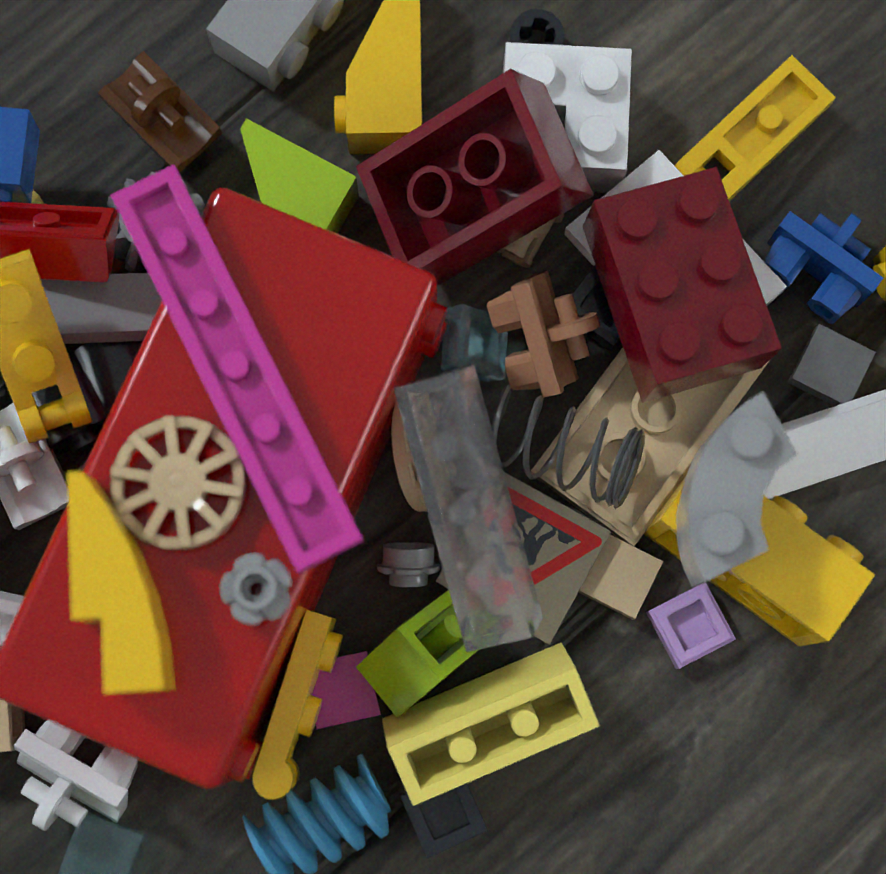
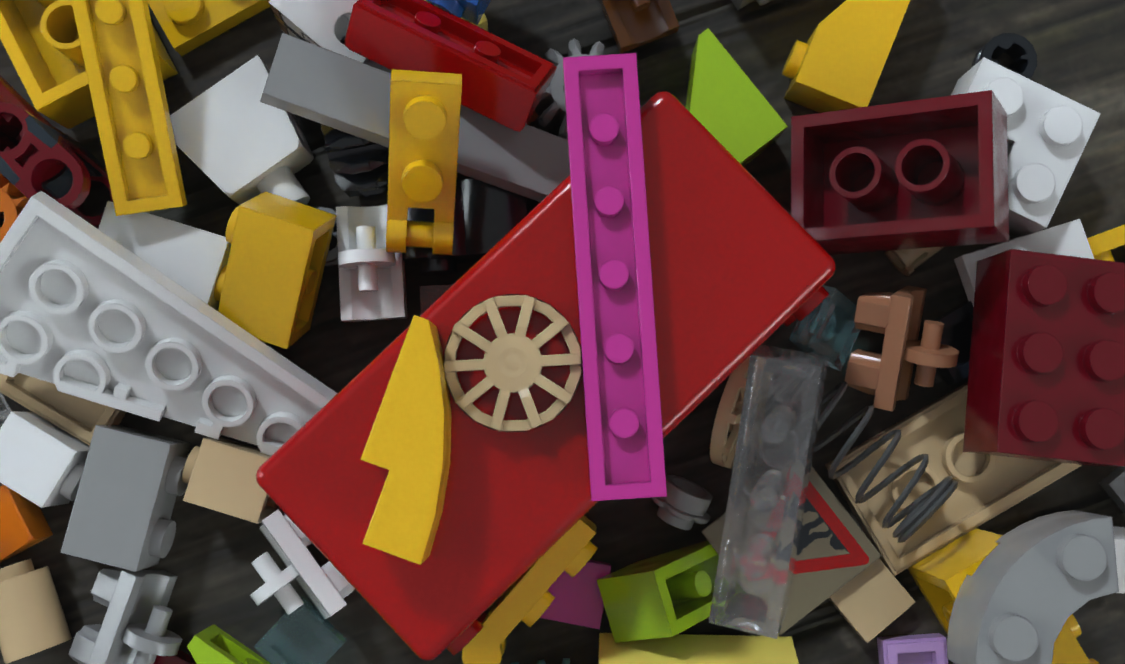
camera: 25 degrees right, 5 degrees up
(272, 601) = (545, 477): light grey plate -> none

